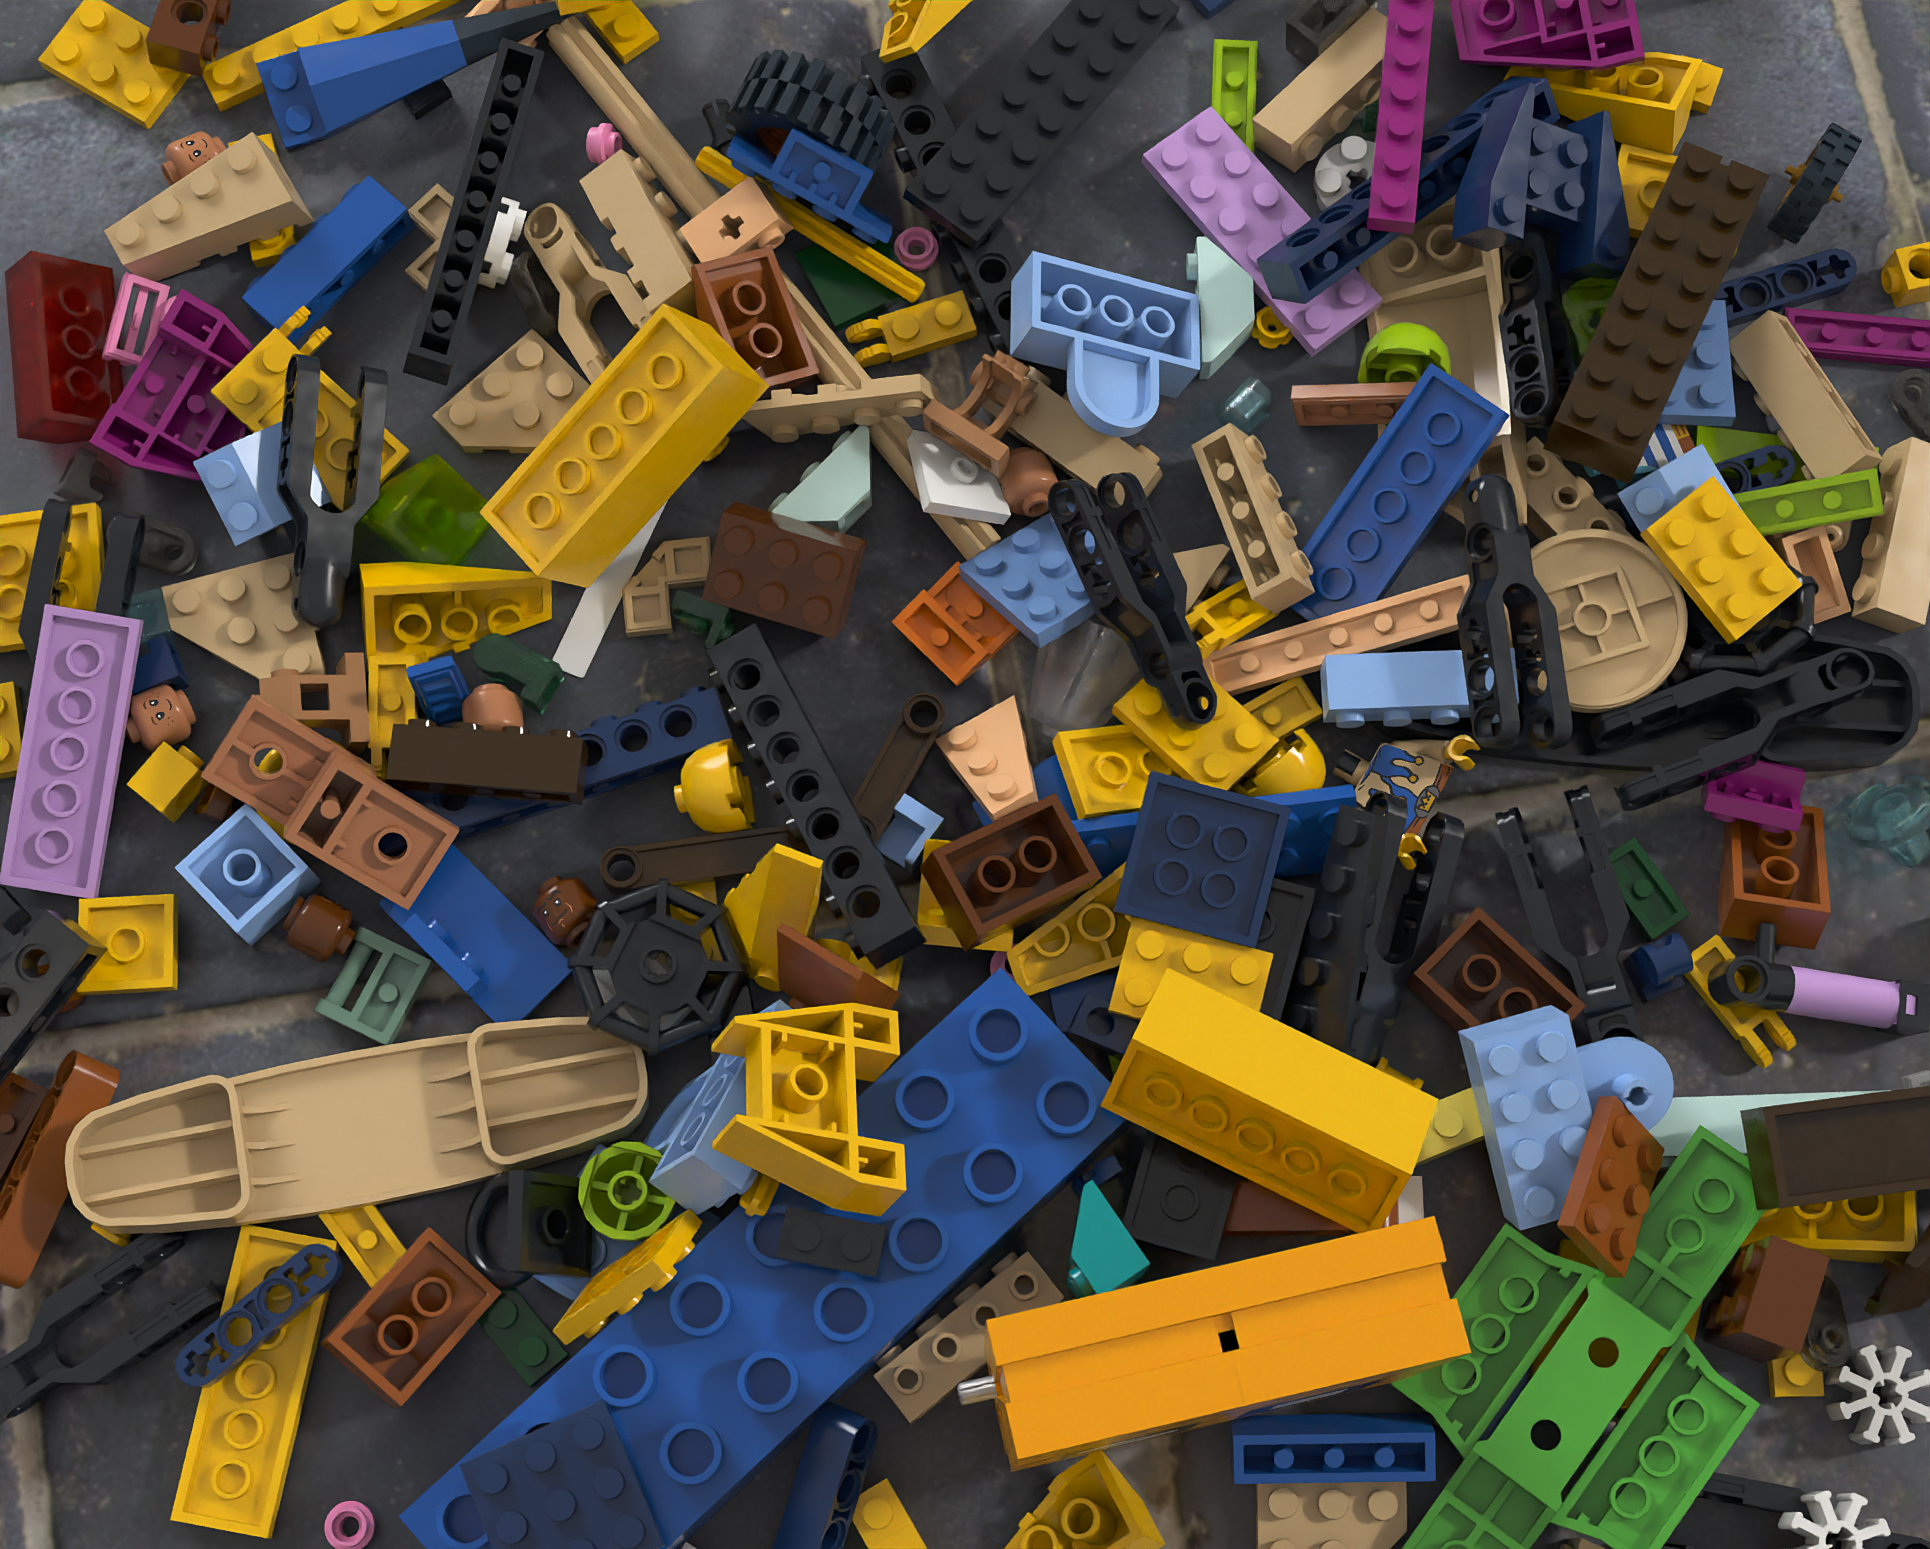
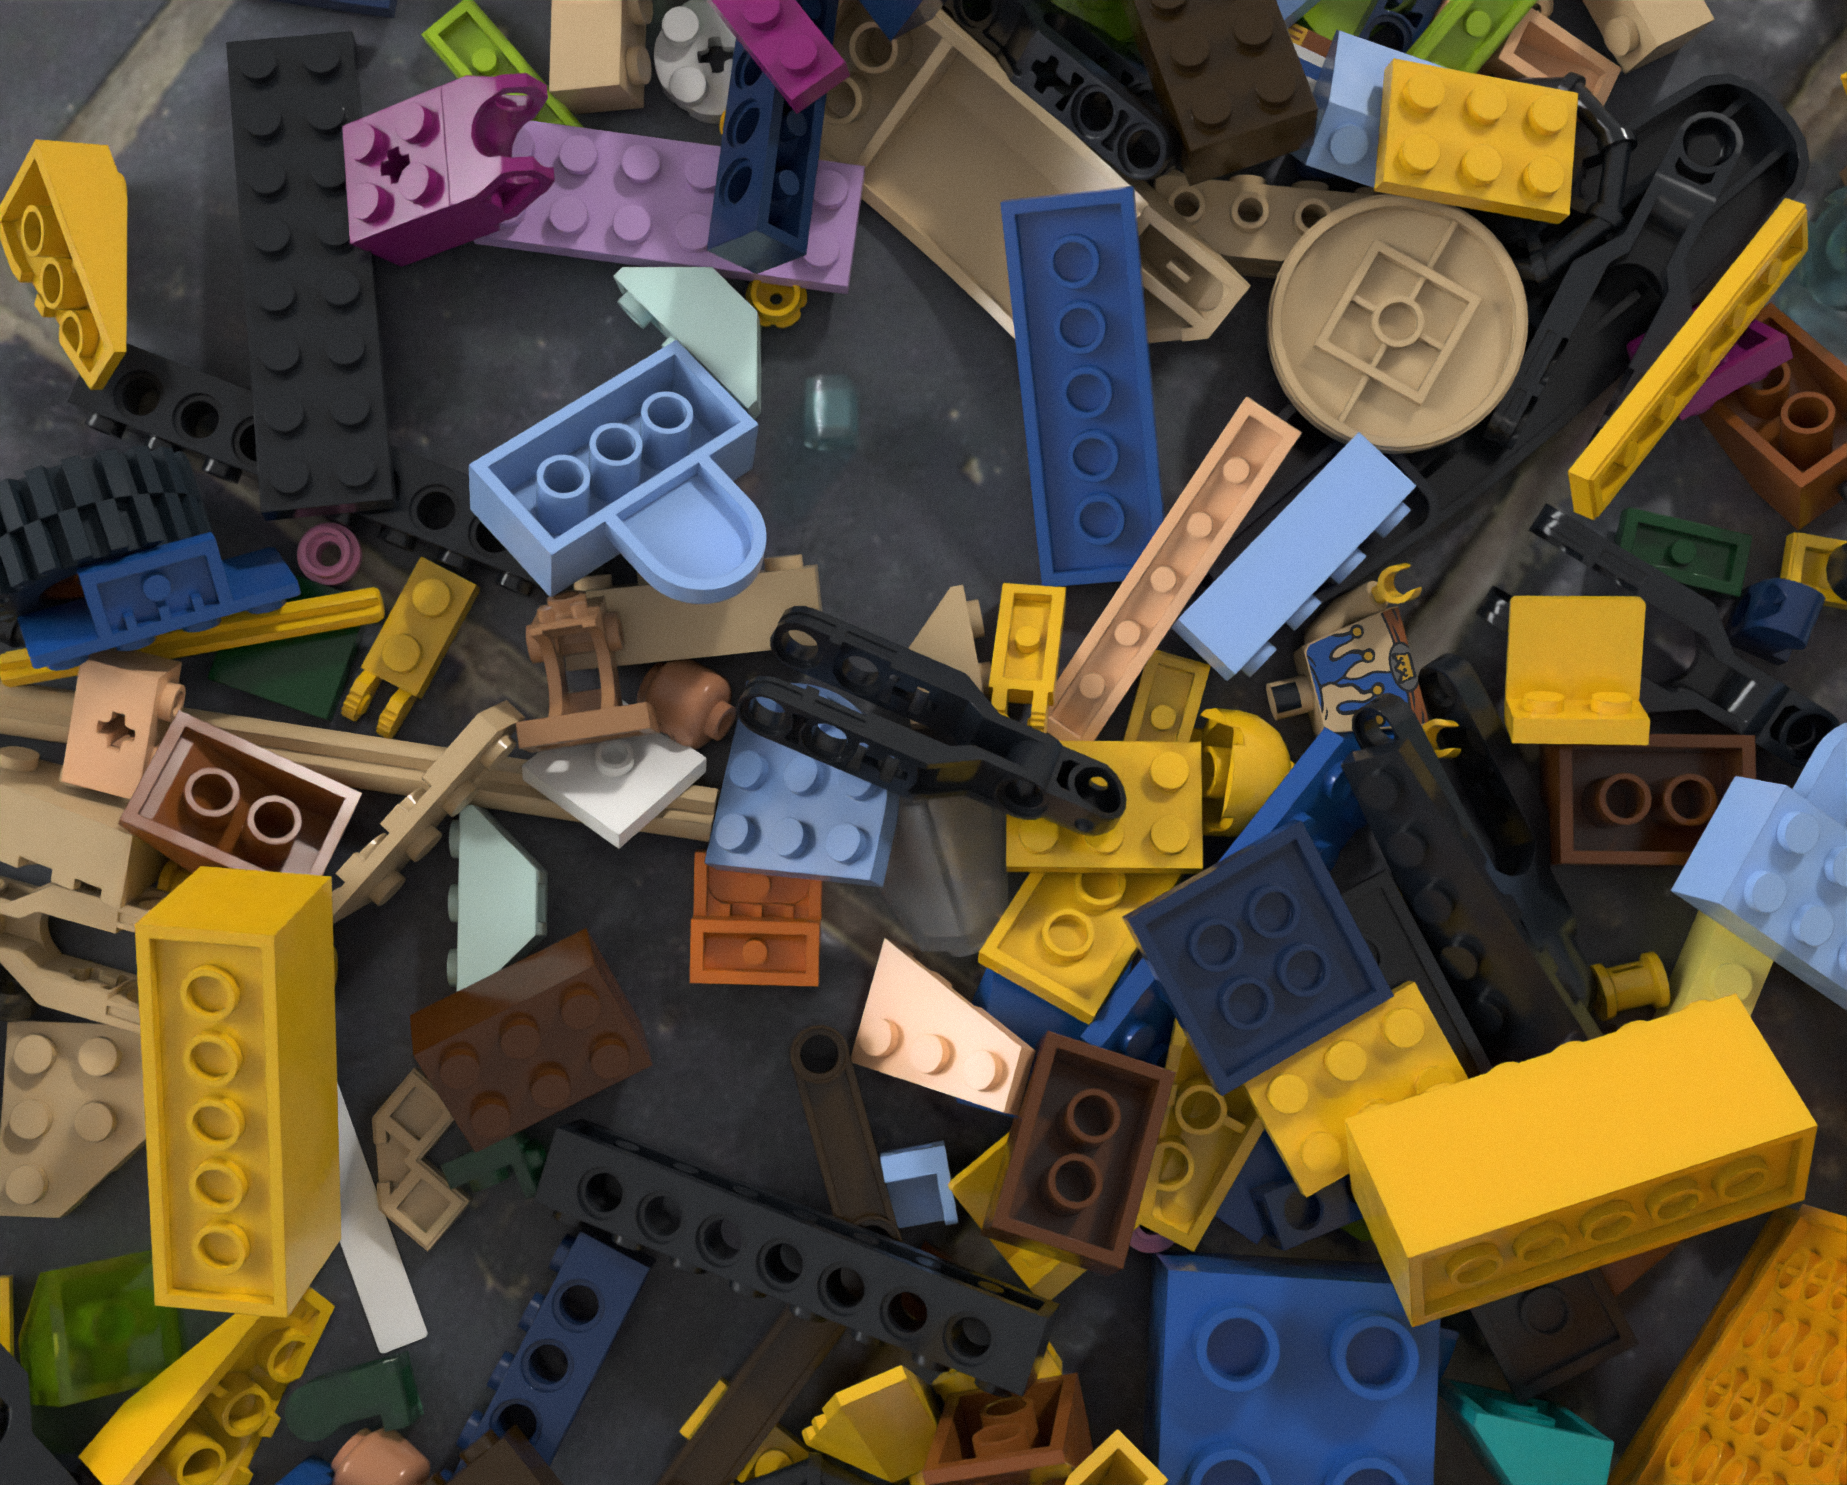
camera: 45 degrees left, 10 degrees up
(716, 790) = (686, 1334): yellow cylinder -> none
(1159, 106) = (442, 167): none -> magenta brick
(1253, 518) = (958, 530): tan brick -> none
(1348, 403) = (942, 308): nougat tile -> none
(1402, 354) = (955, 221): lime cylinder -> none
(1499, 574) = (1313, 401): black piece -> none
(1519, 879) = (1575, 670): none -> yellow bracket
(1734, 774) = (1688, 360): none -> yellow tile

